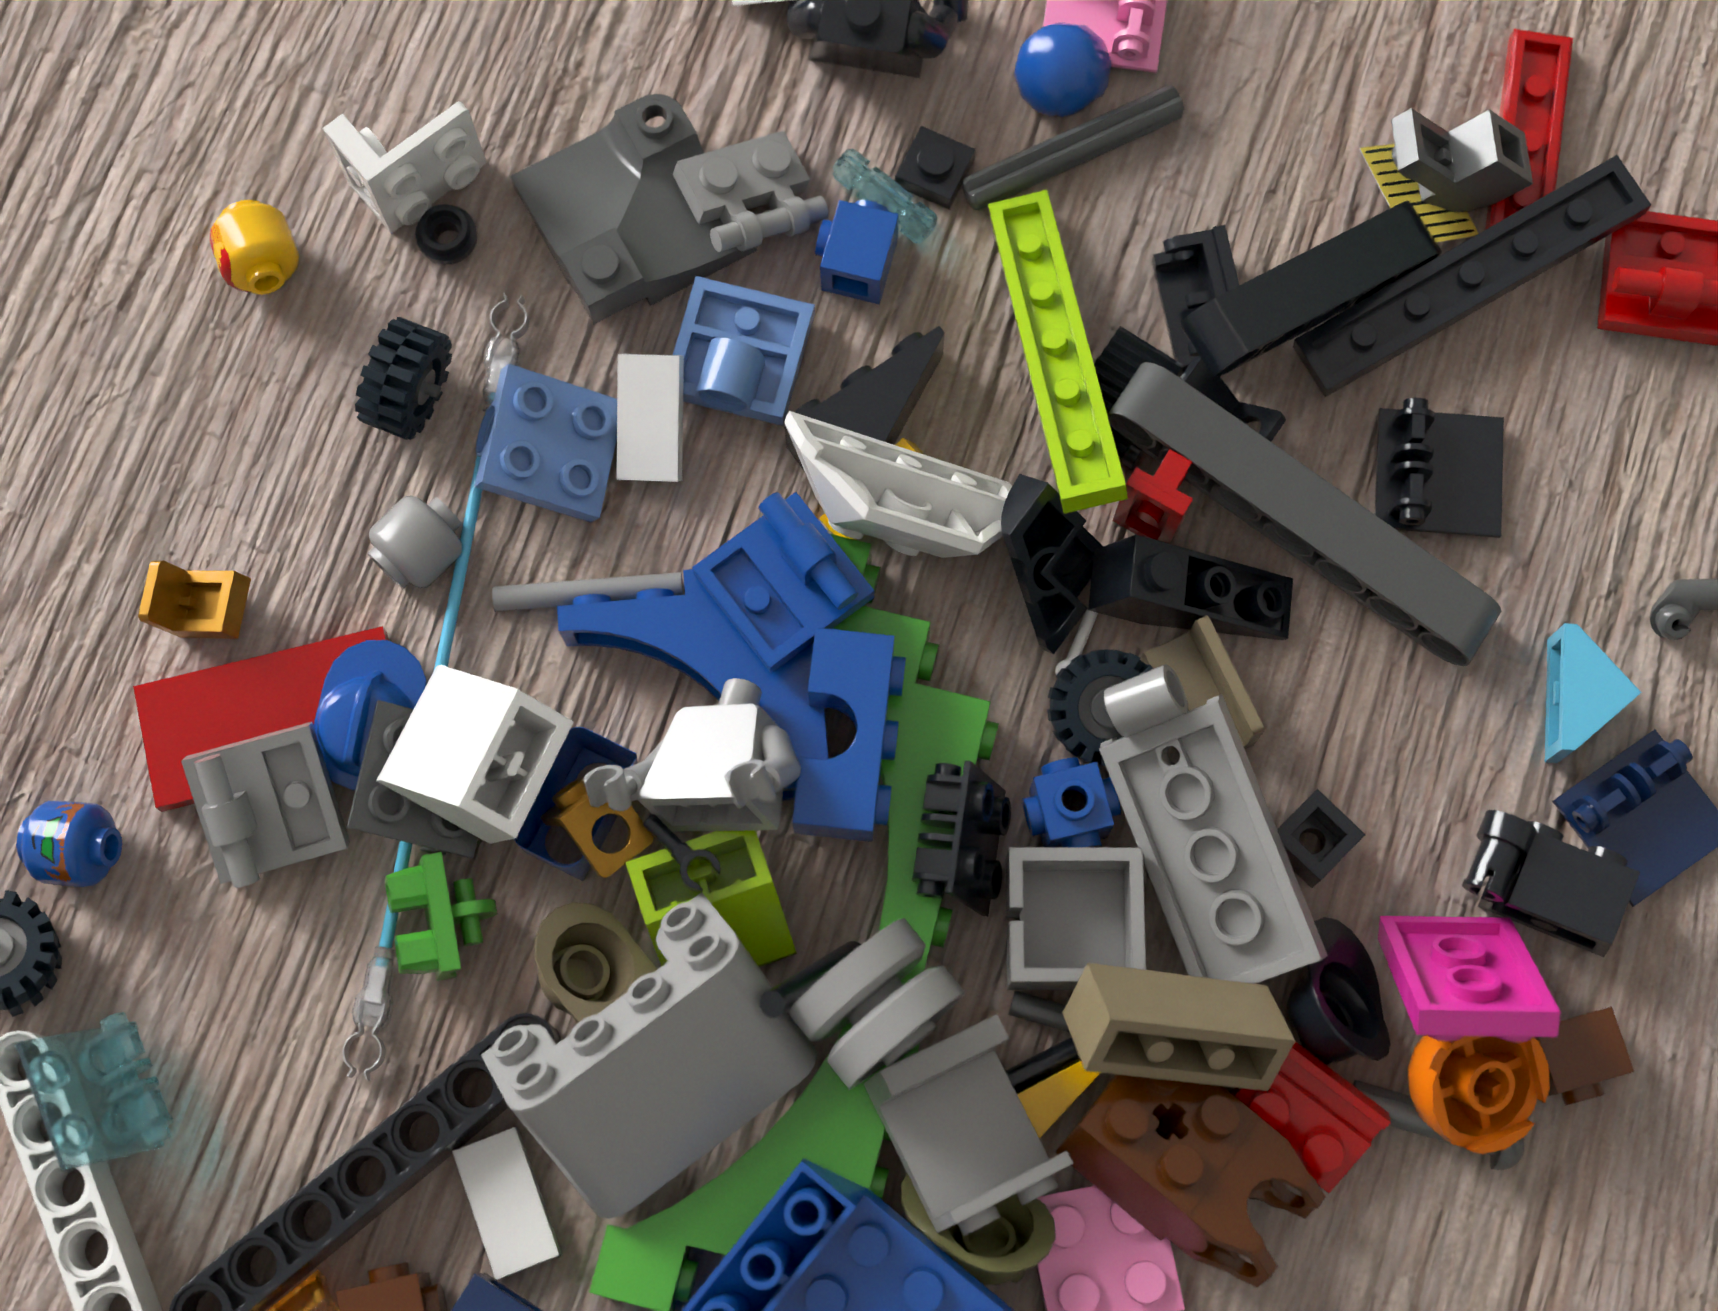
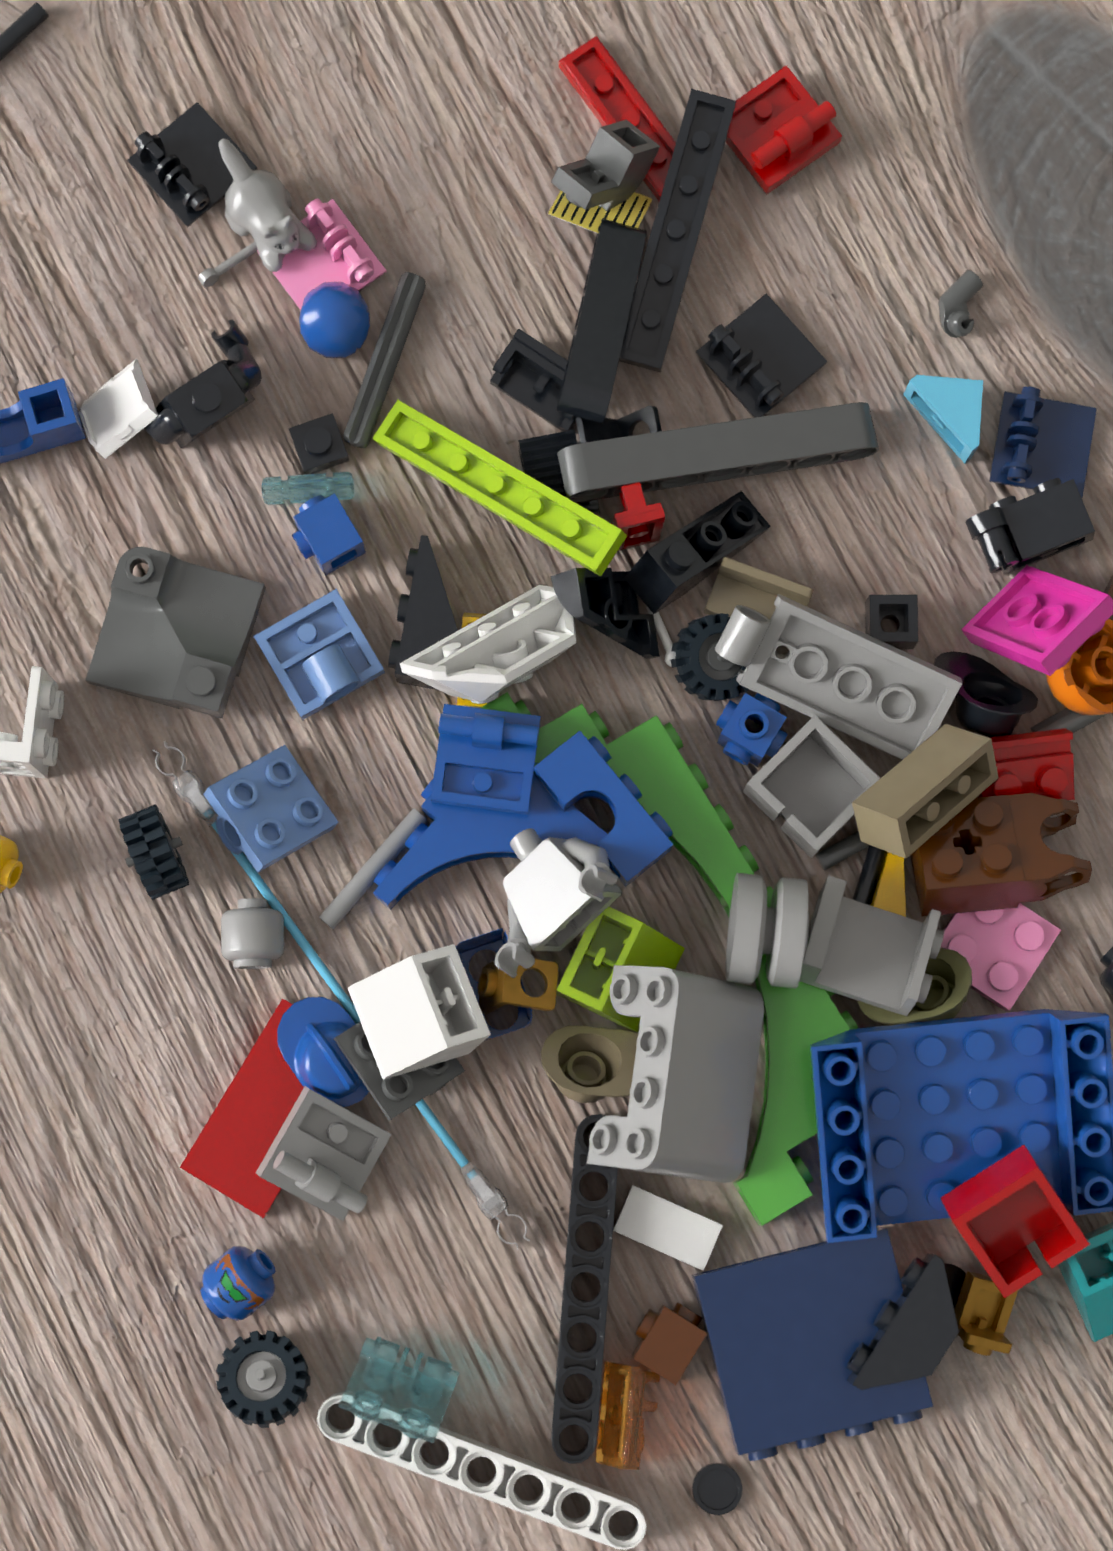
camera: 50 degrees left, 5 degrees up
(194, 601) = (166, 1087): pearl gold bracket -> none
(437, 947) = (495, 1133): bright green hips -> none
(442, 219) = (75, 736): black plate -> none
(650, 417) = (311, 739): white tile -> none
(679, 850) = (581, 955): black hand -> none
(746, 177) = (220, 553): light grey plate -> none
(785, 994) = (716, 952): black bar -> none
(982, 816) = (710, 776): black hinge -> none

